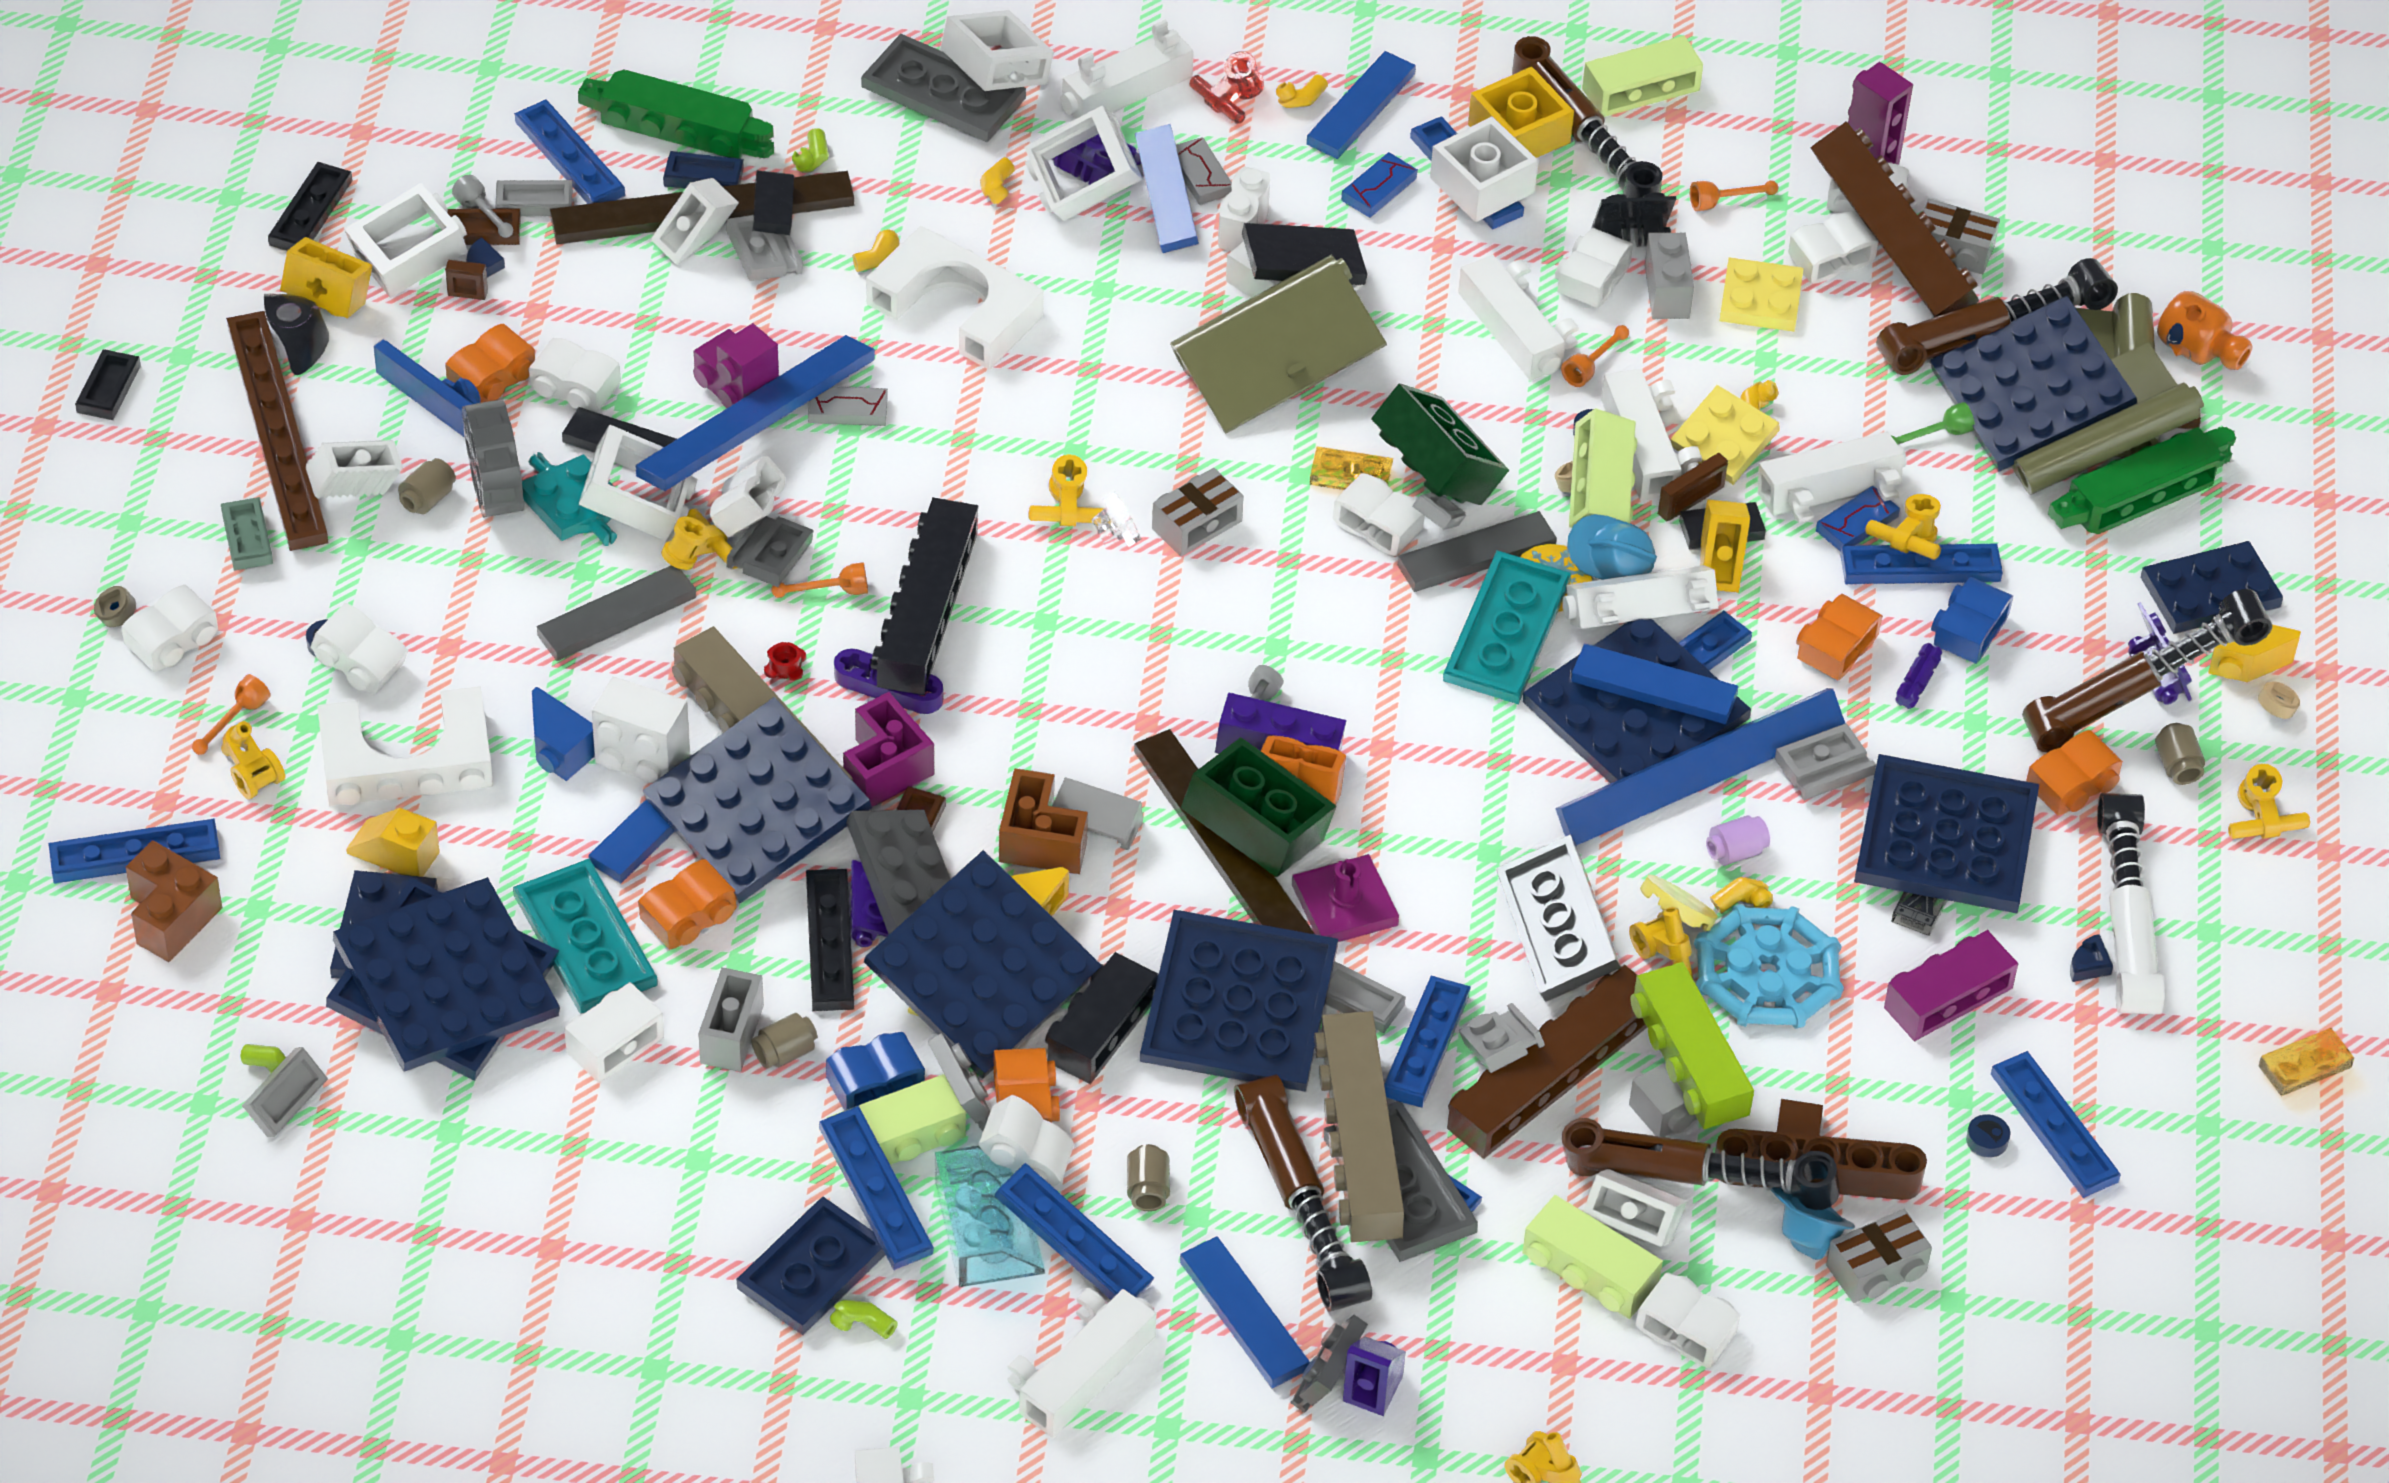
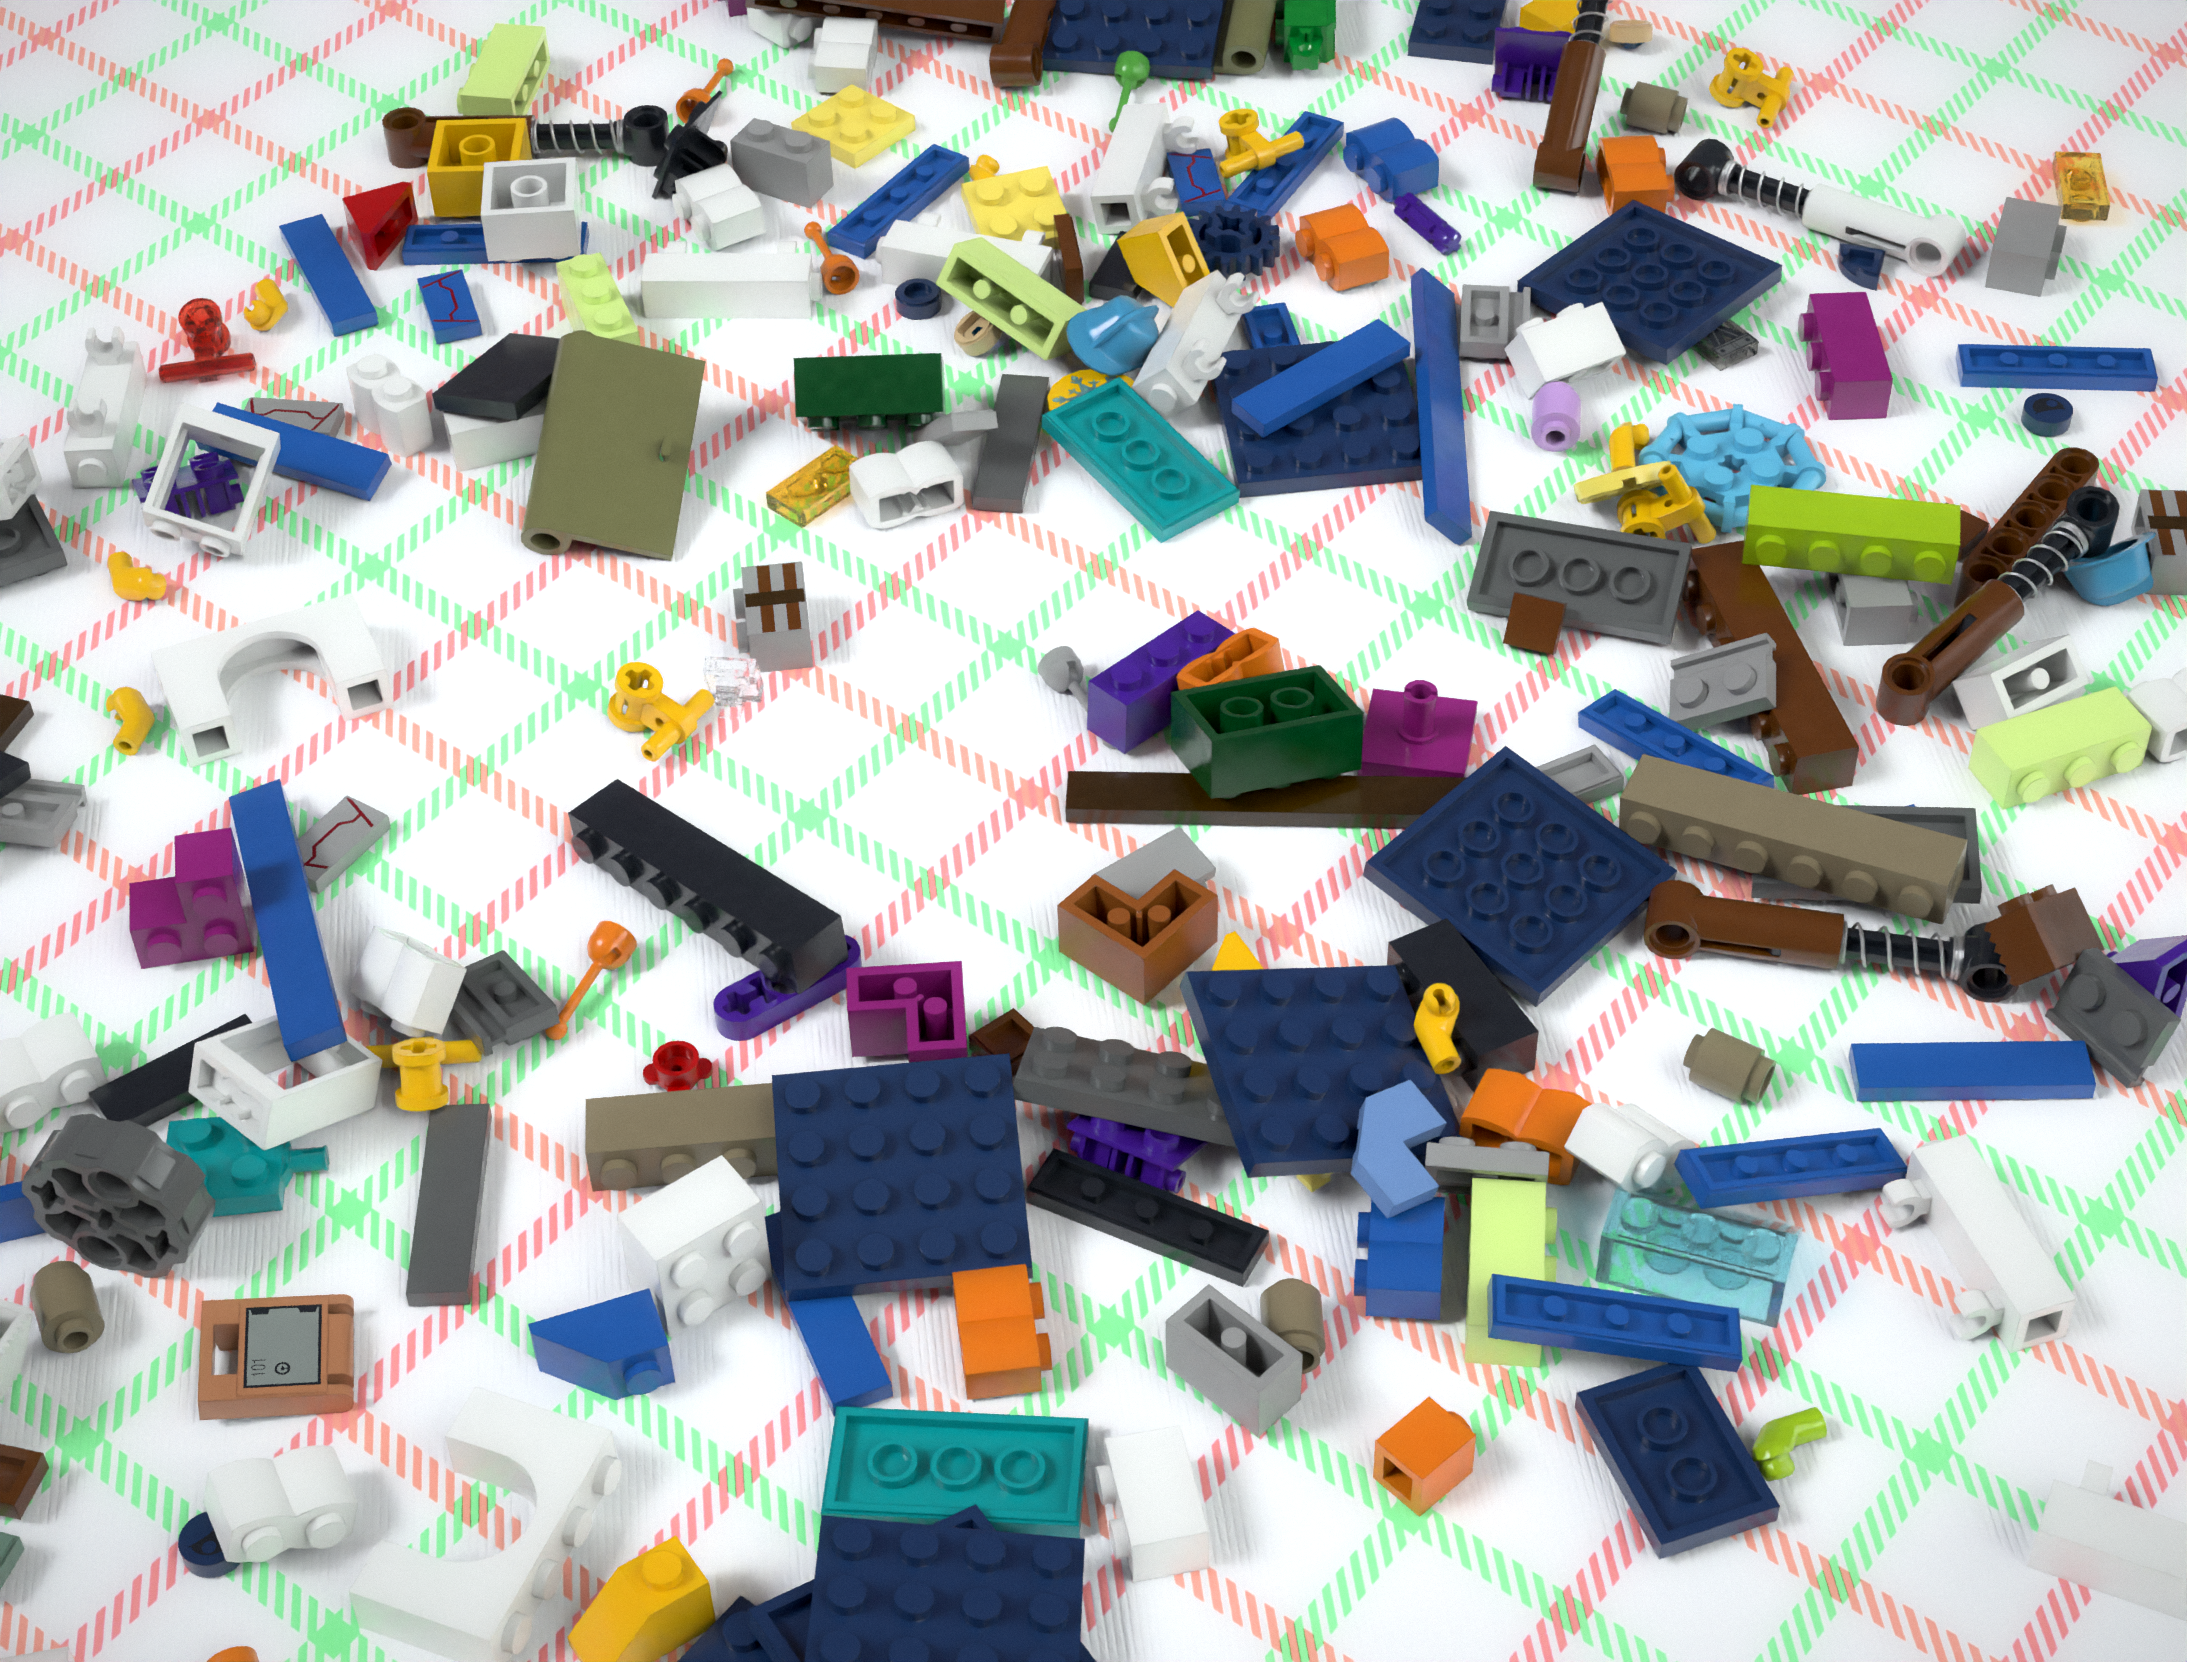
camera: 55 degrees left, 5 degrees down
(461, 598) = (290, 1356): none -> nougat container
(730, 1143) = (1424, 1455): none -> orange brick
(946, 1010) = (1382, 1160): none -> medium blue tile
(1058, 1002) = (1435, 1025): none -> yellow arm
(1377, 1299) = (2041, 933): none -> reddish brown brick
(1416, 268) = (594, 300): none -> yellowish green brick
(1426, 98) = (380, 220): none -> red slope
(1499, 914) = (1535, 623): none -> reddish brown tile
(1697, 362) = (898, 199): none -> blue tile
(1789, 569) = (1236, 241): none -> dark blue gear
(1809, 811) = (1565, 348): none -> white brick
(2184, 1049) = (2026, 247): none -> light grey brick

